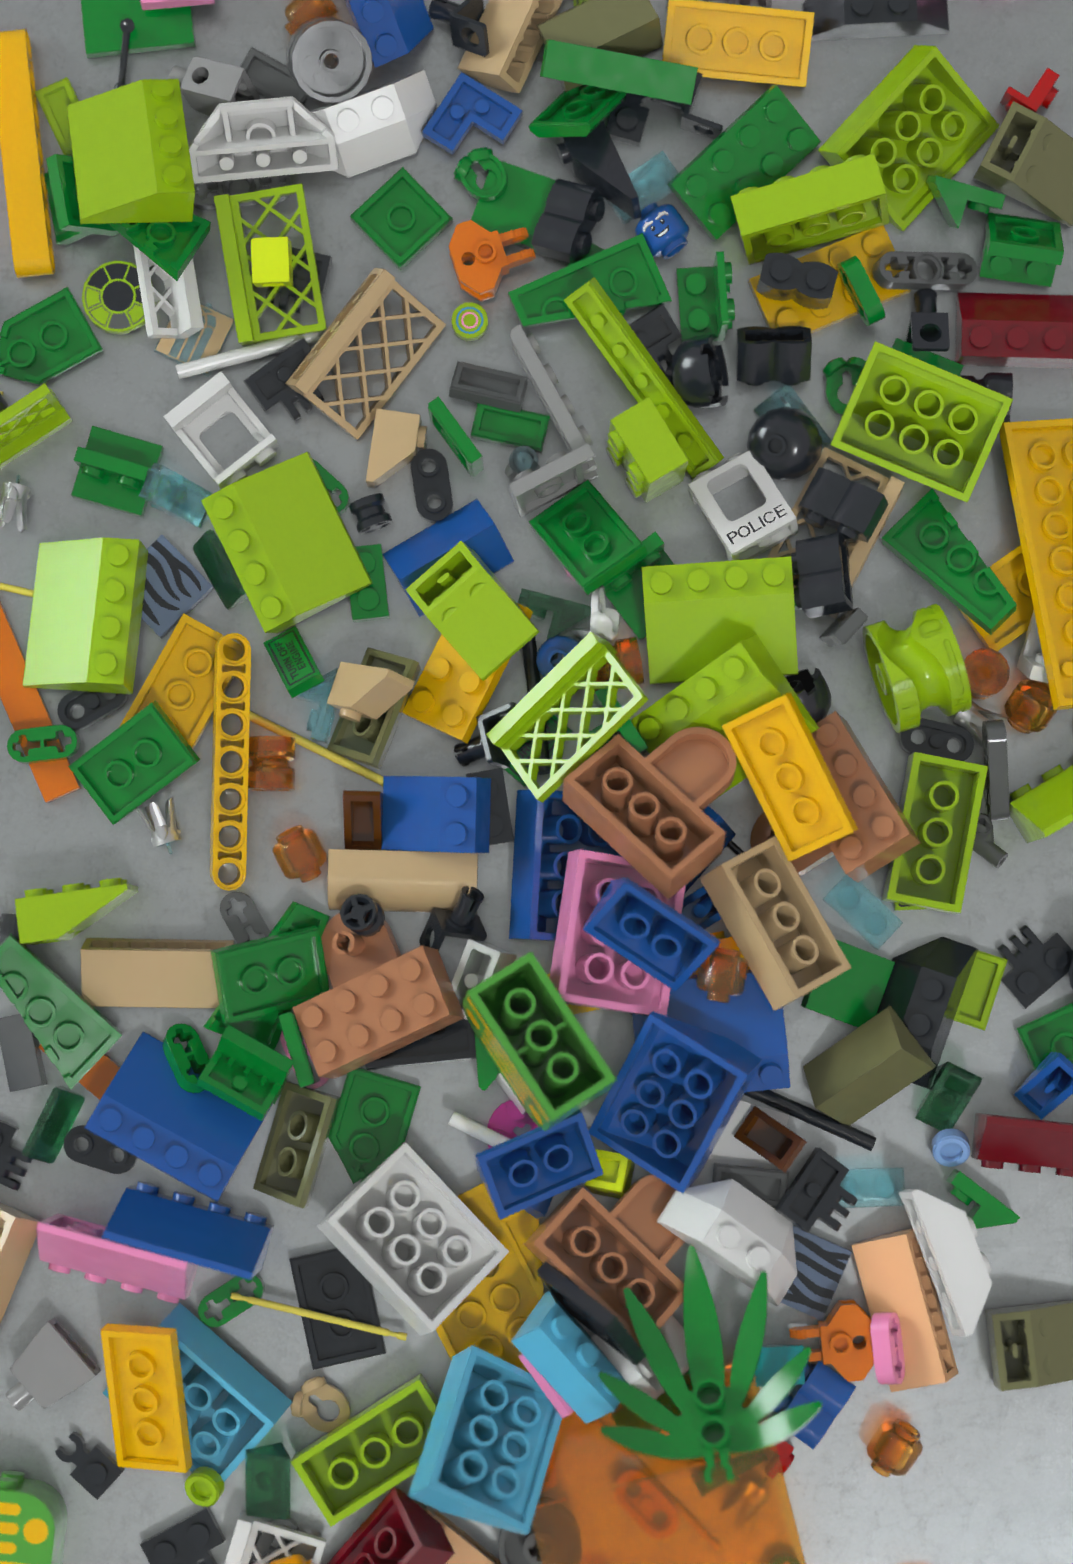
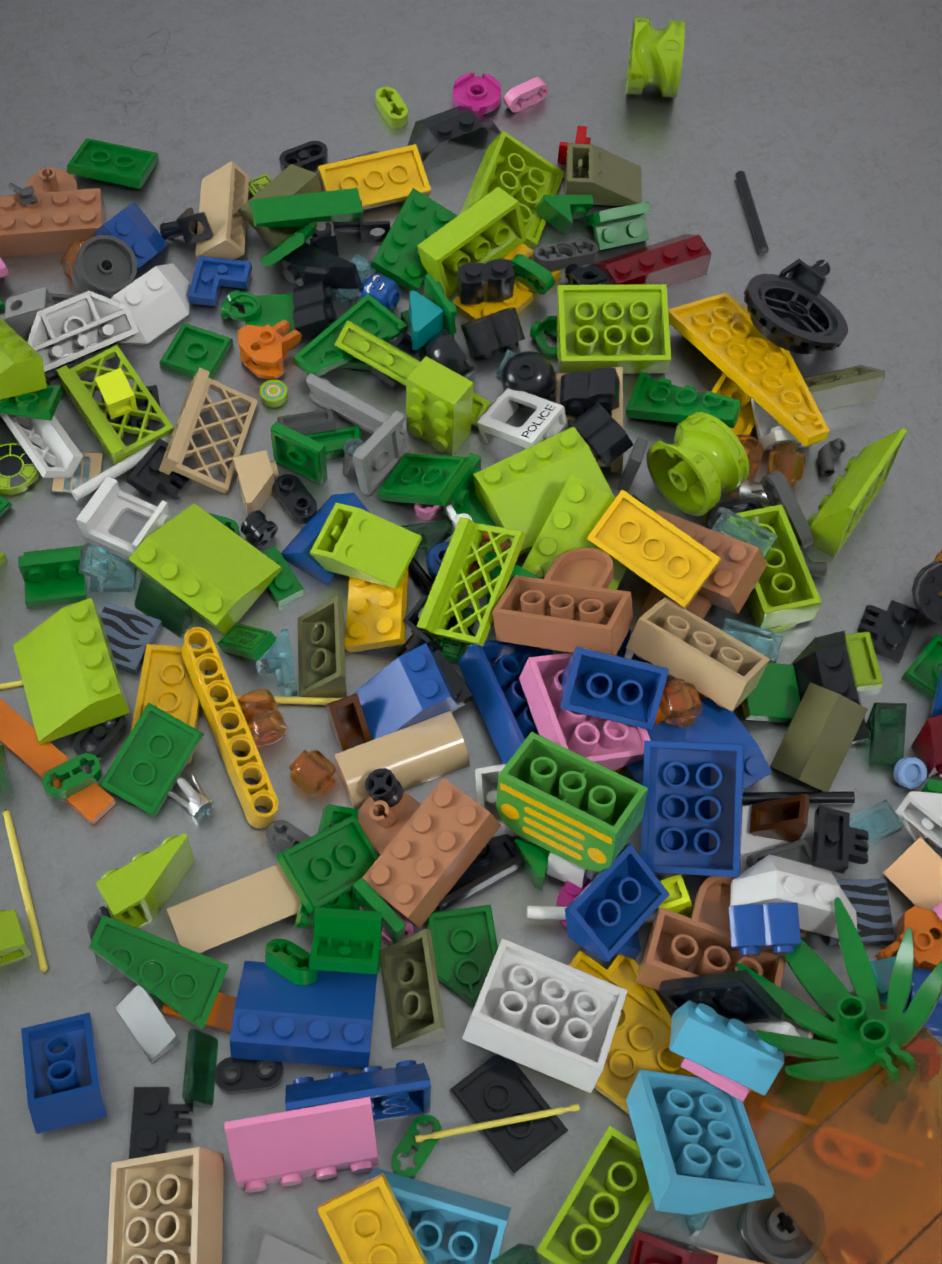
camera: 30 degrees left, 25 degrees down
(304, 1408) = (526, 1187): tan piece -> none
(366, 691) = (313, 628): tan slope -> none
(458, 923) = (460, 763): black bracket -> none
(672, 1265) = (764, 927): none -> blue brick
(692, 307) = (425, 319): none -> teal slope
(913, 793) = (746, 531): none -> clear light blue plate

